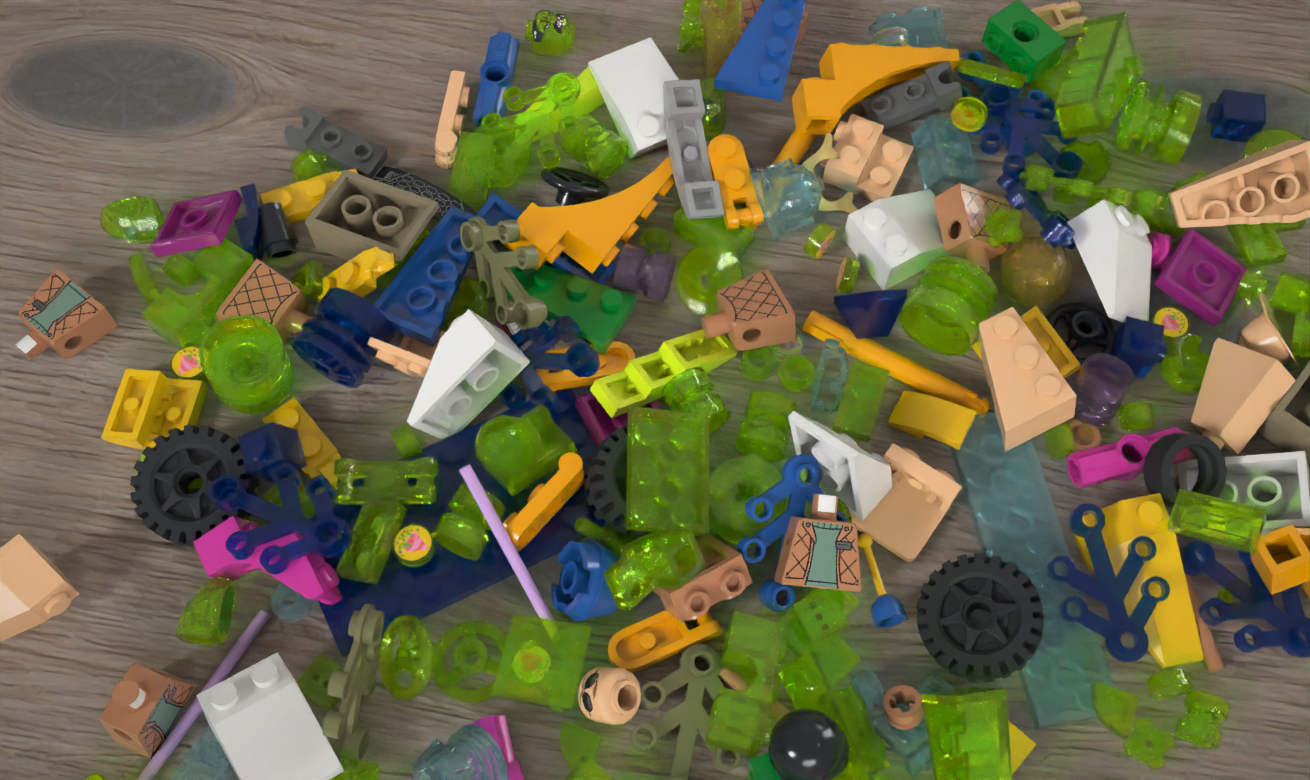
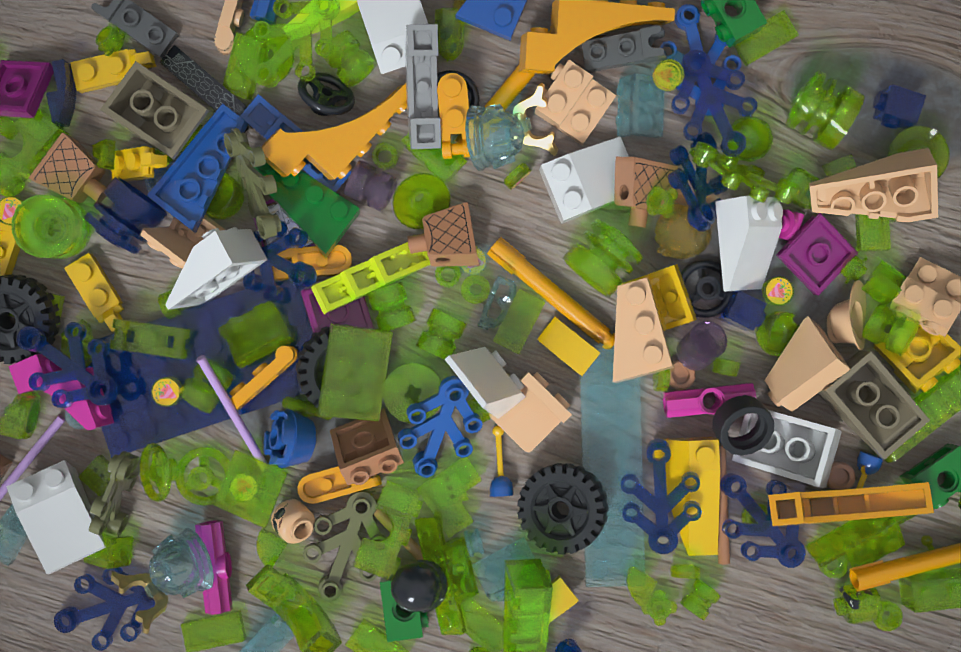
camera: 15 degrees right, 25 degrees up
(270, 447) = (67, 305): clear blue brick -> none
(276, 231) = (81, 103): black cone -> none
(371, 541) = (136, 386): clear neon green plate -> none
(508, 445) = (237, 339): clear neon green hair -> none
(653, 561) = (332, 439): clear neon green brick -> none
(820, 550) = (455, 449): torso -> none
(847, 274) = (533, 210): clear neon green tile -> none
(871, 312) = (540, 248): clear blue slope -> none
(912, 699) = (486, 556): nougat bush -> none
(991, 73) = (695, 39): clear neon green tile -> none
(1098, 77) = (783, 66): clear neon green wedge -> none
(1217, 520) = (748, 476): clear neon green plate -> none

